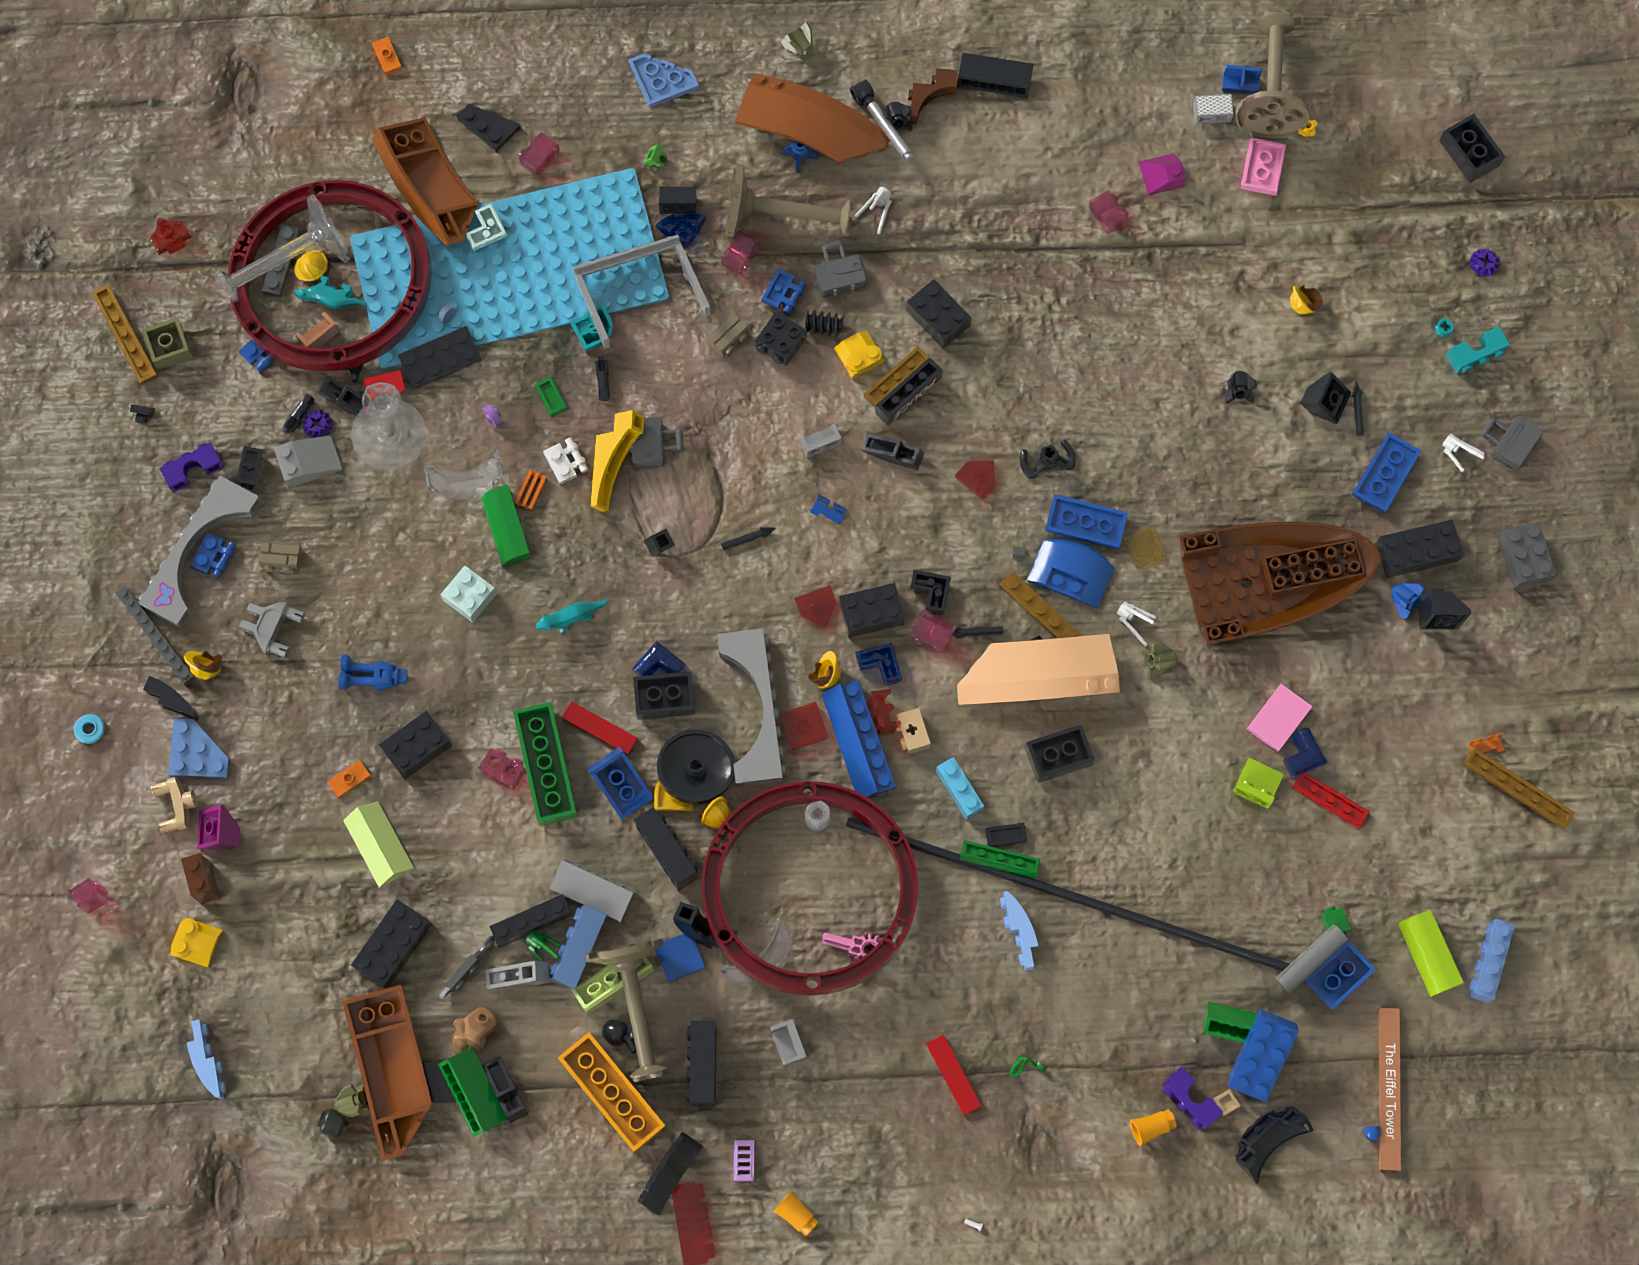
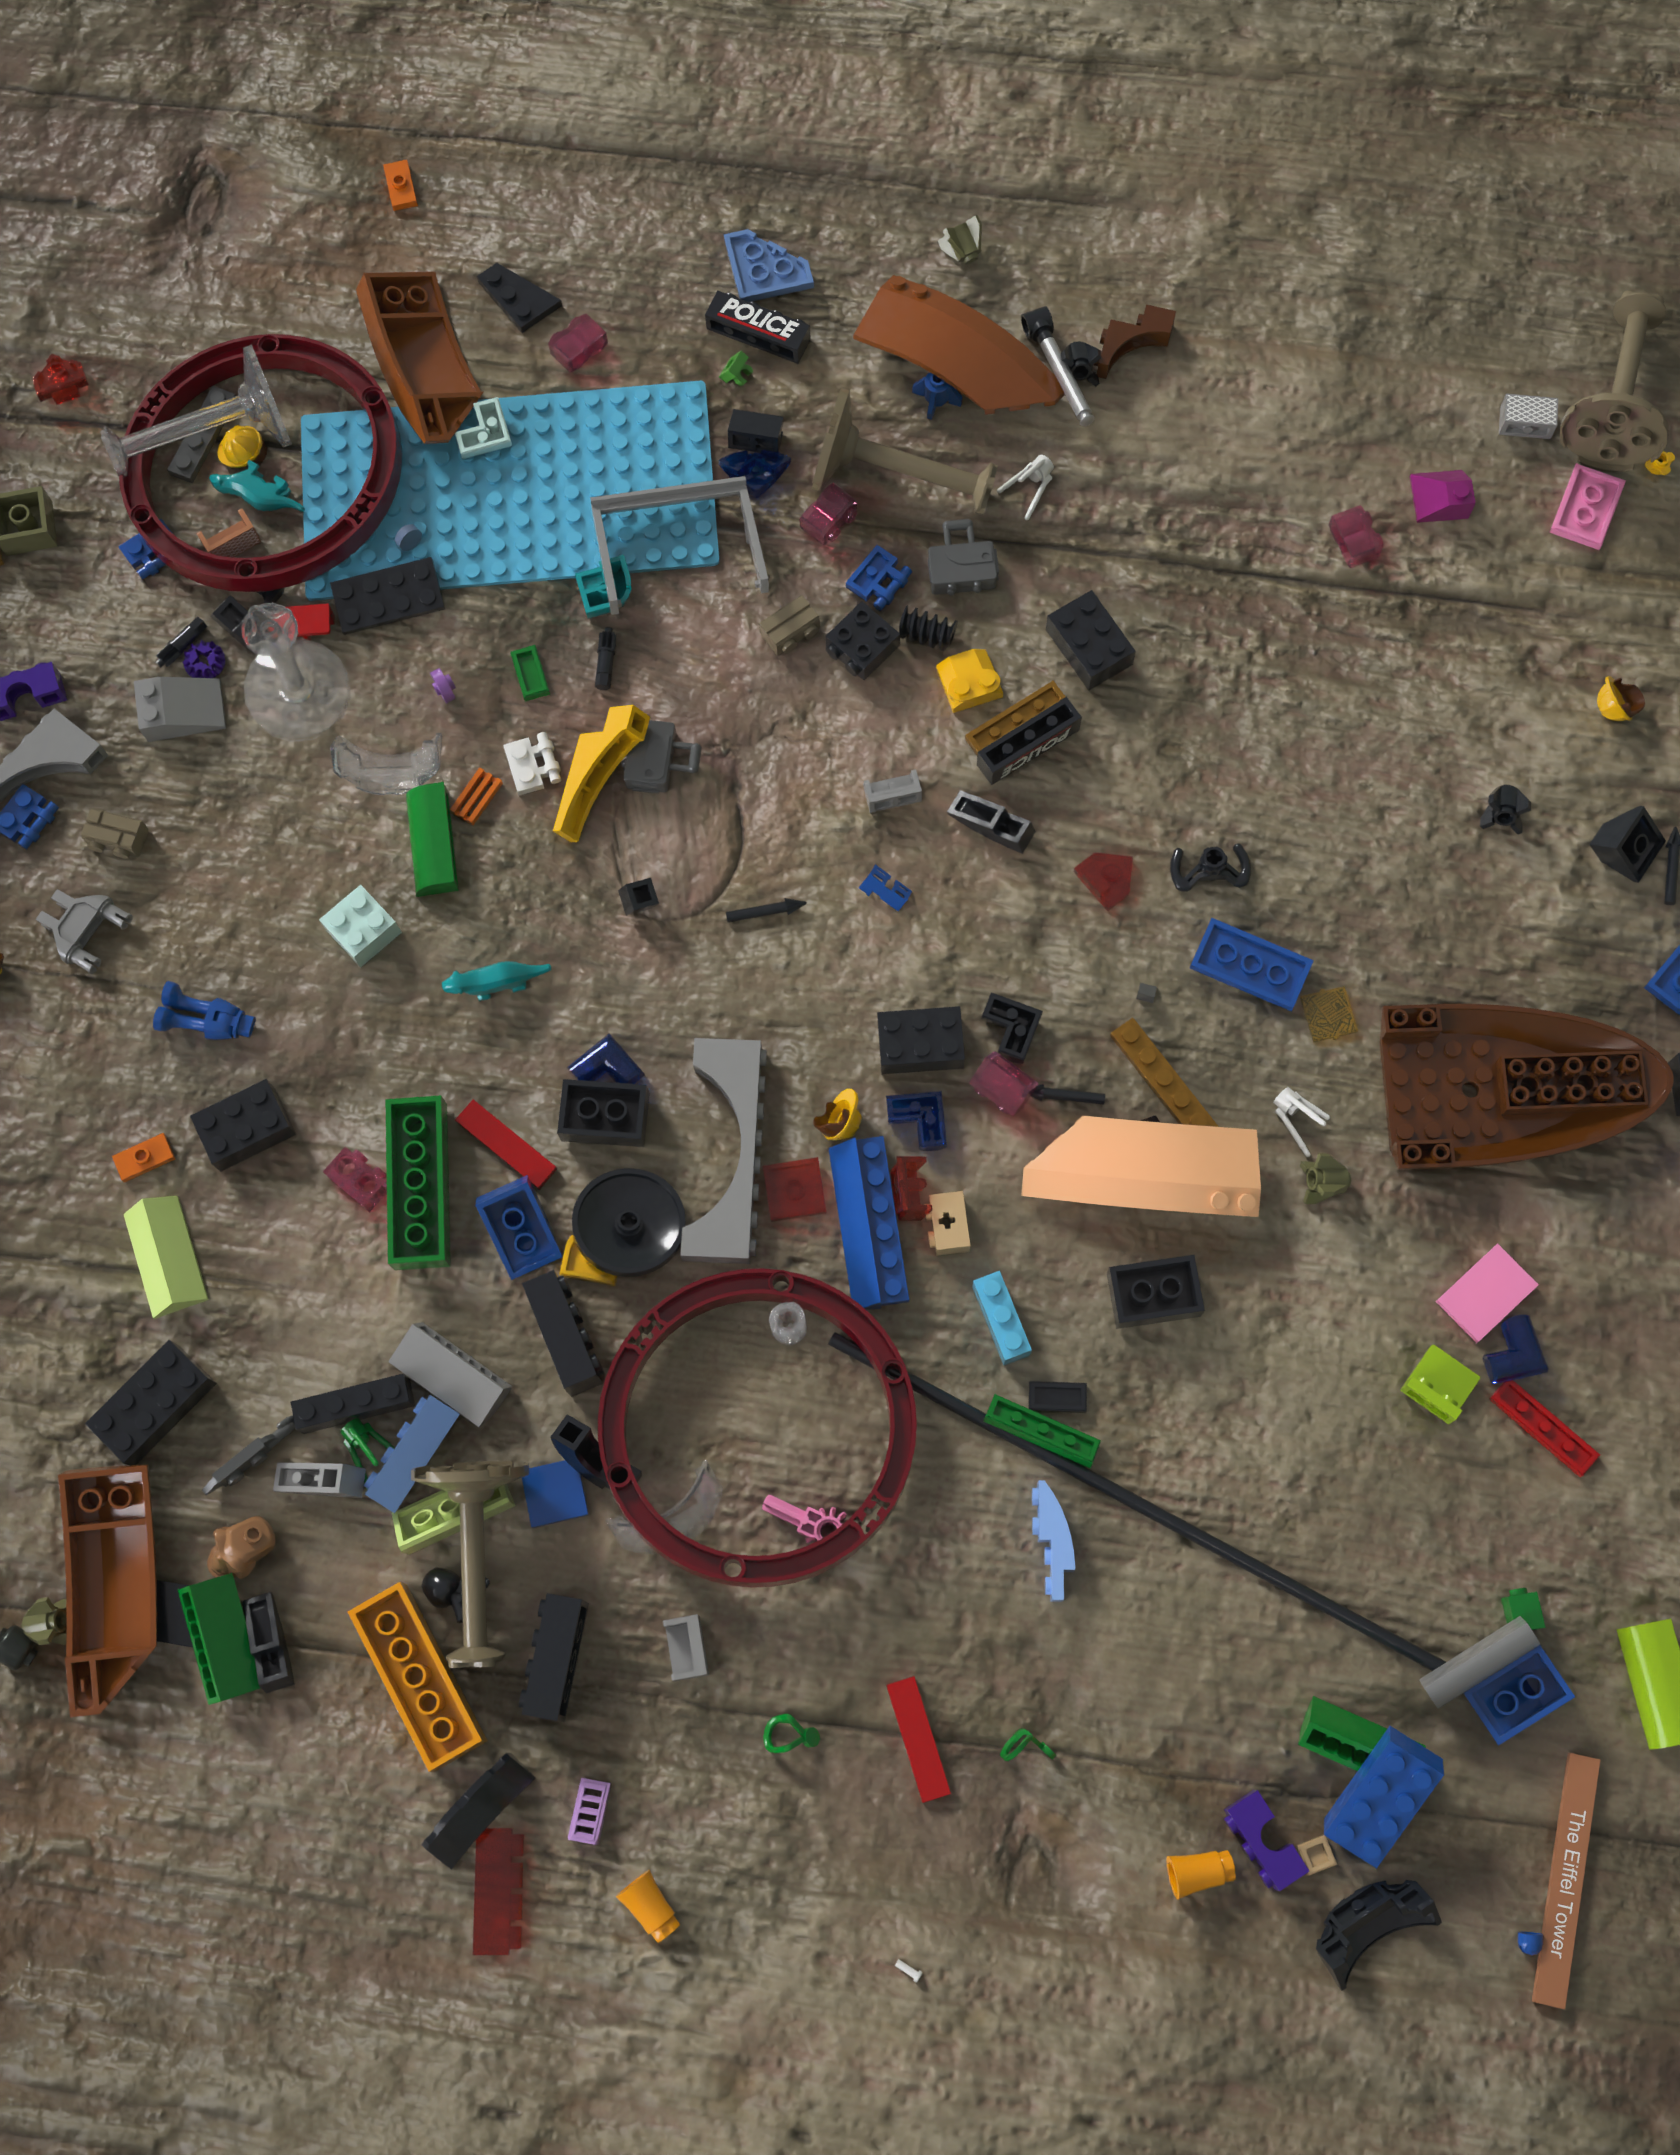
camera: 15 degrees right, 0 degrees up
(249, 467) = (96, 703): black hinge -> none
(665, 123) = (758, 326): none -> black brick
(715, 813) = (643, 1293): yellow piece -> none
(817, 605) = (844, 1021): clear red plate -> none
(880, 1086) = (809, 1736): none -> green piece
(995, 75) = (1227, 326): black brick -> none
(1072, 570) = (1218, 1031): blue slope -> none
(1241, 79) = (1574, 380): blue panel -> none

